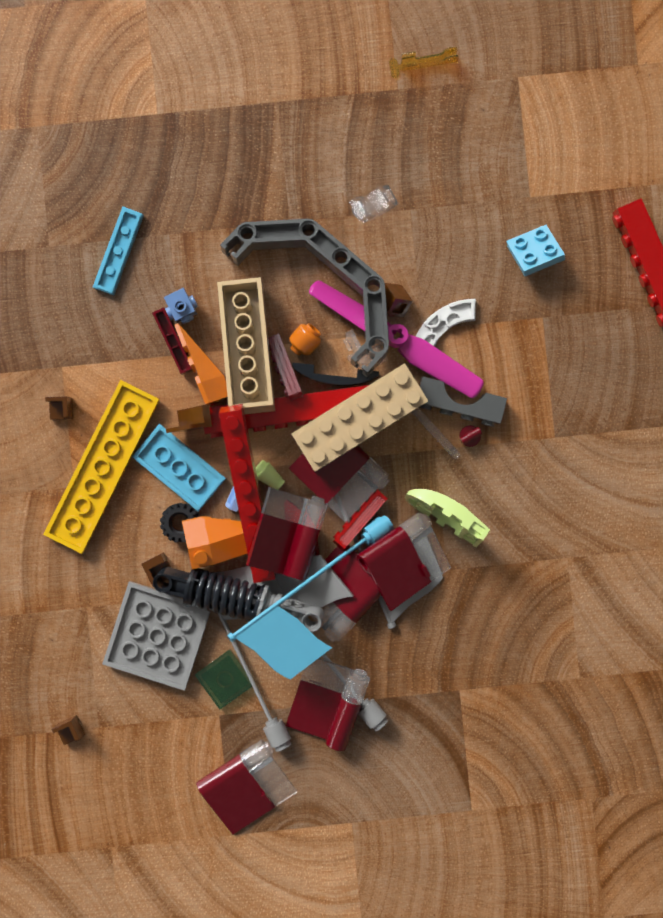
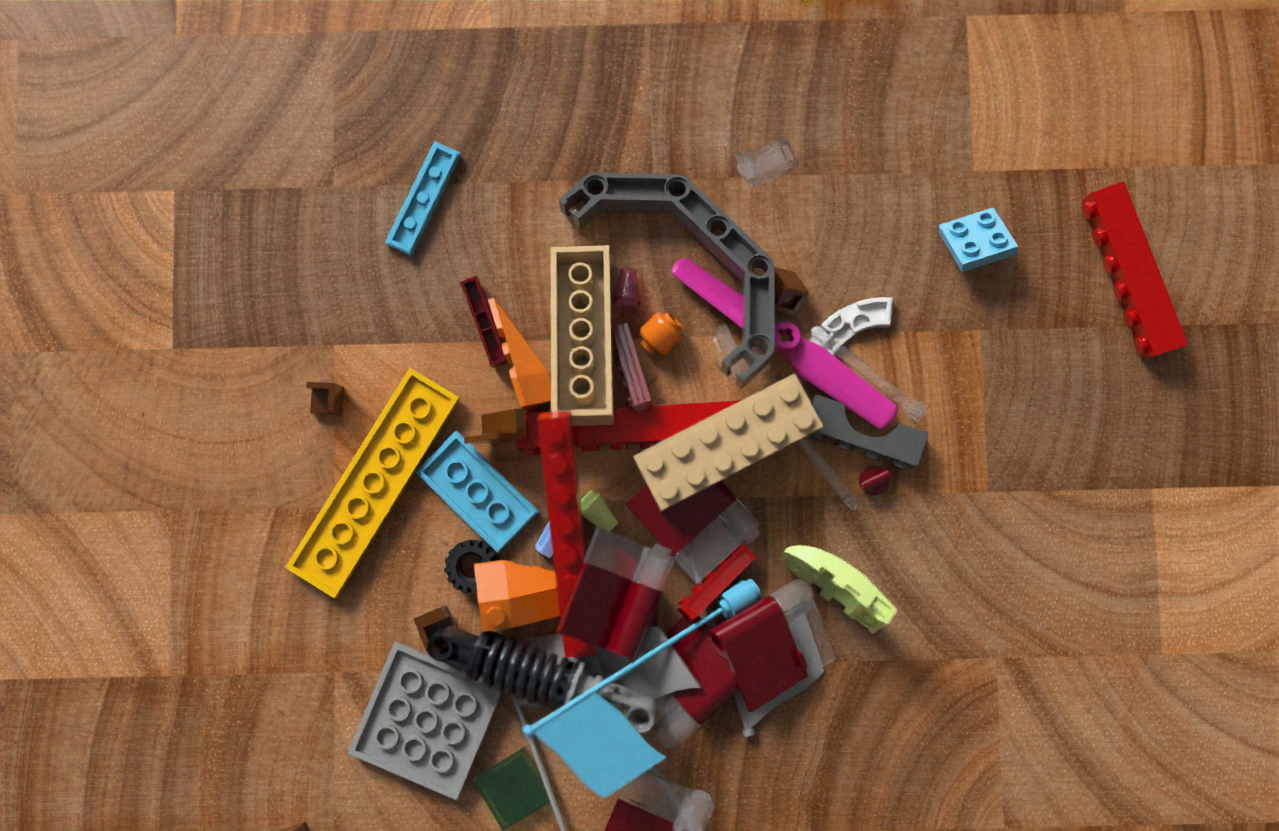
camera: 10 degrees right, 5 degrees down
(175, 301) = (496, 267): medium blue brick -> none
(277, 310) = (626, 294): none -> clear pink cone
(307, 371) = (661, 374): black slope -> none
(495, 380) = (912, 408): none -> clear piece

